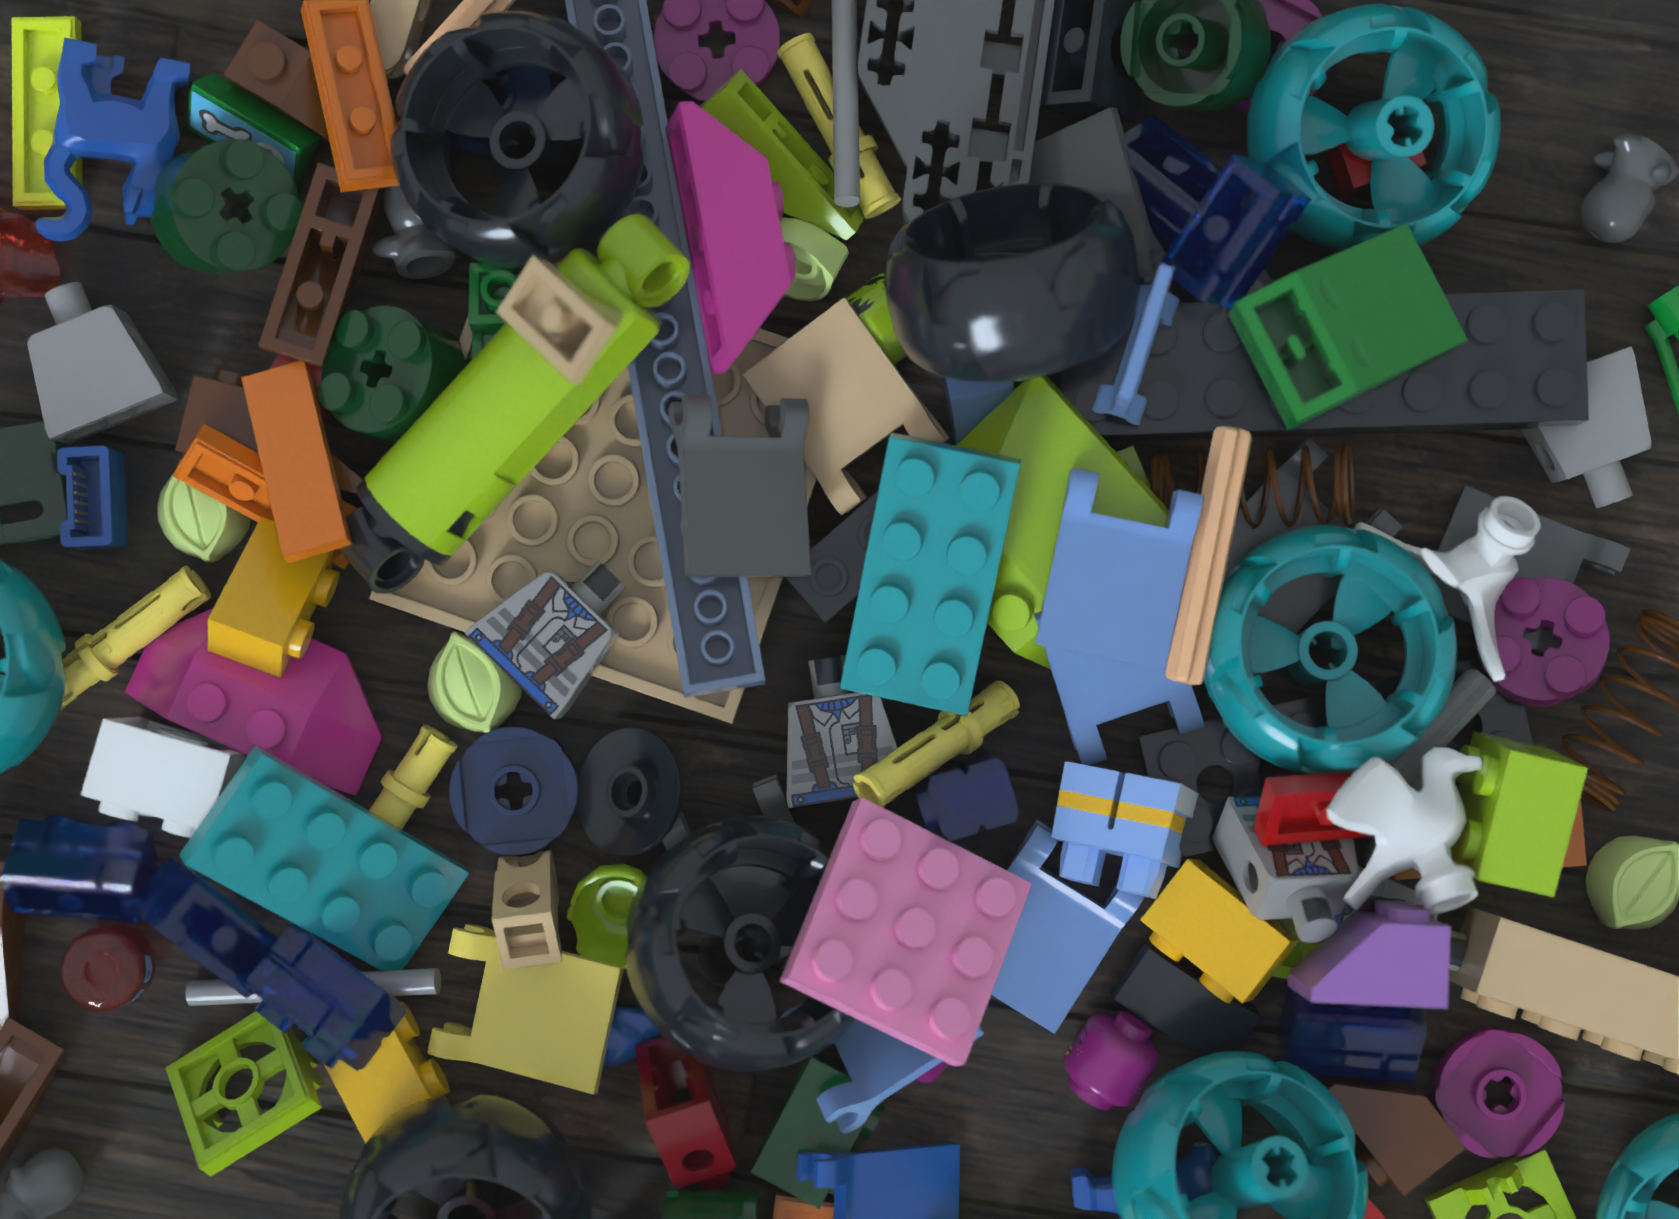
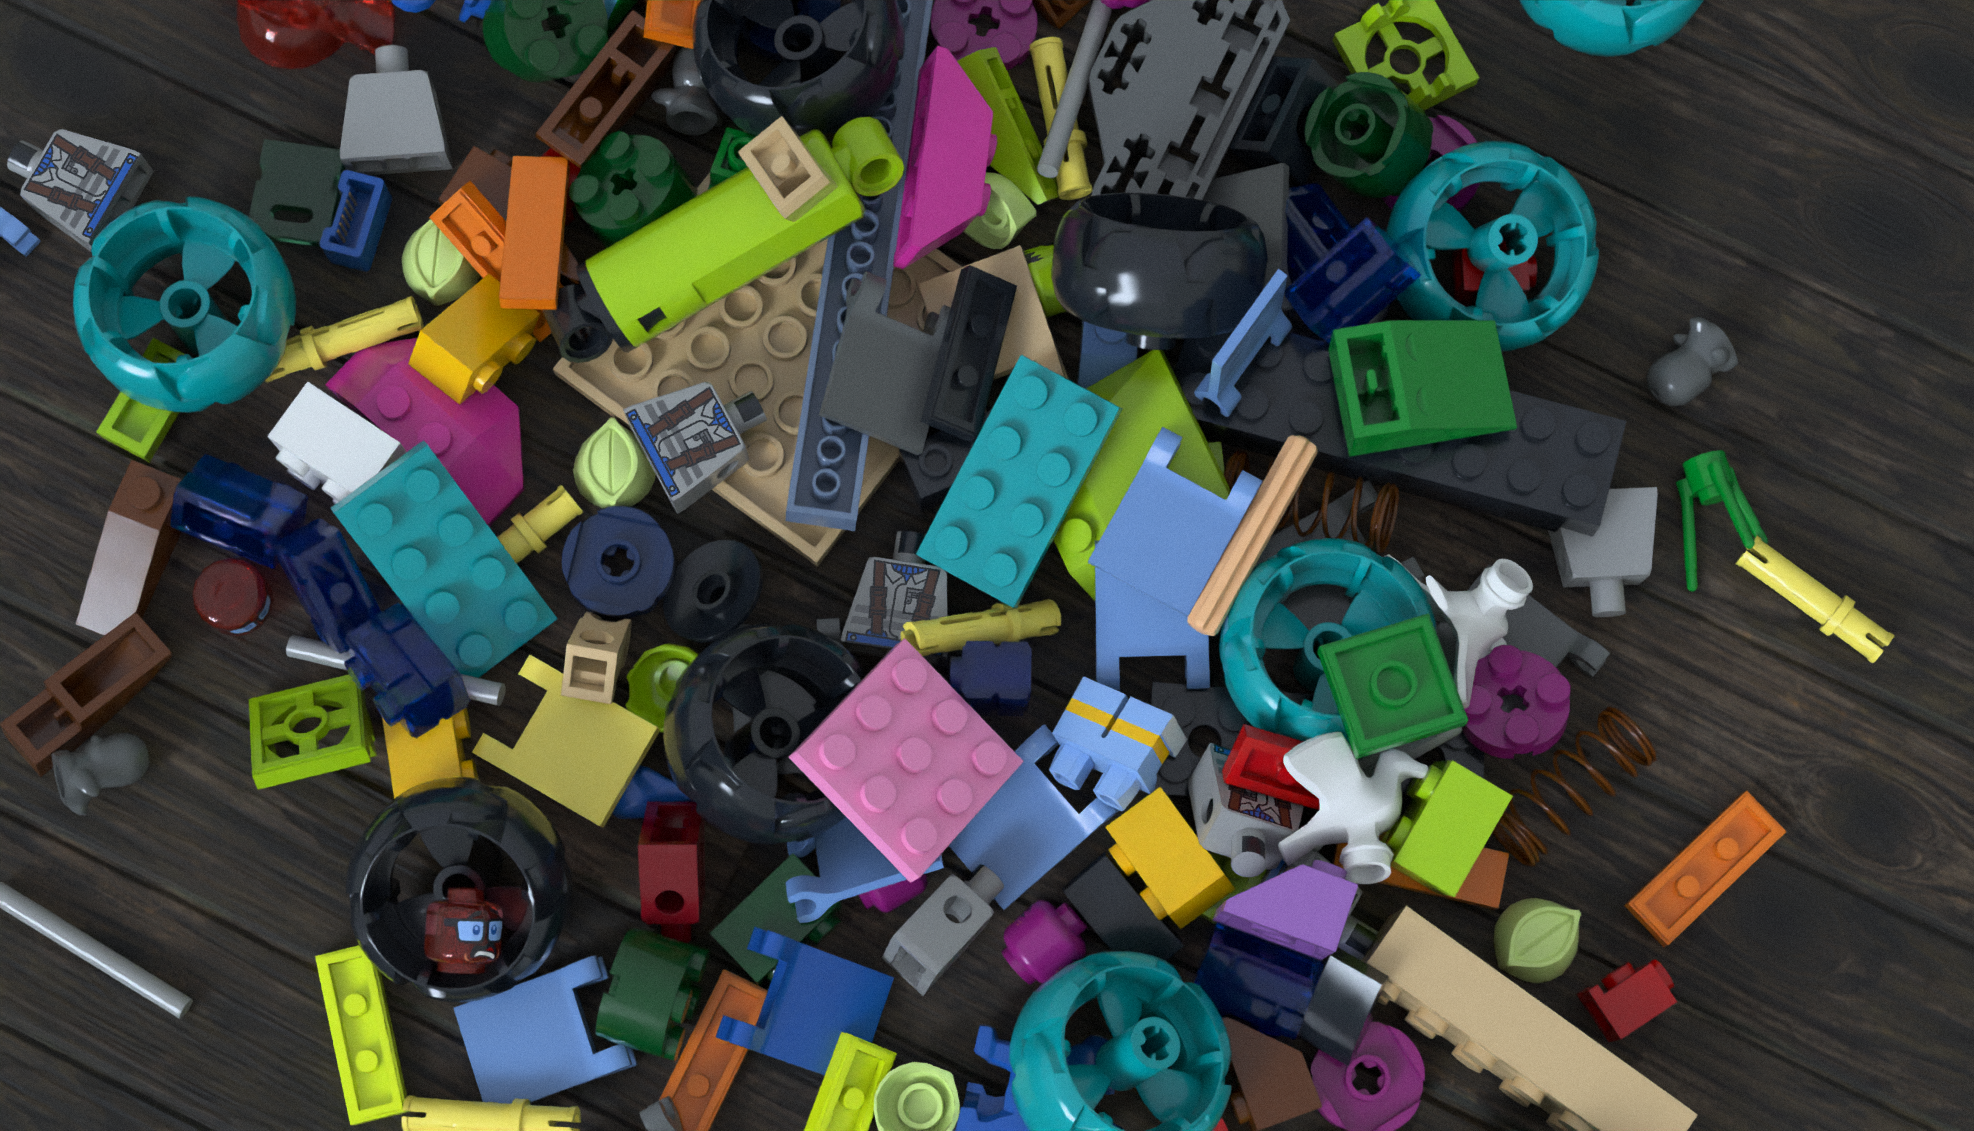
camera: 15 degrees right, 10 degrees down
(828, 445) = (969, 353): none -> black tile
(984, 1105) = (932, 942): none -> light grey torso
(1420, 687) = (1392, 686): none -> green tile
(1461, 1042) = (1342, 1006): none -> black slope

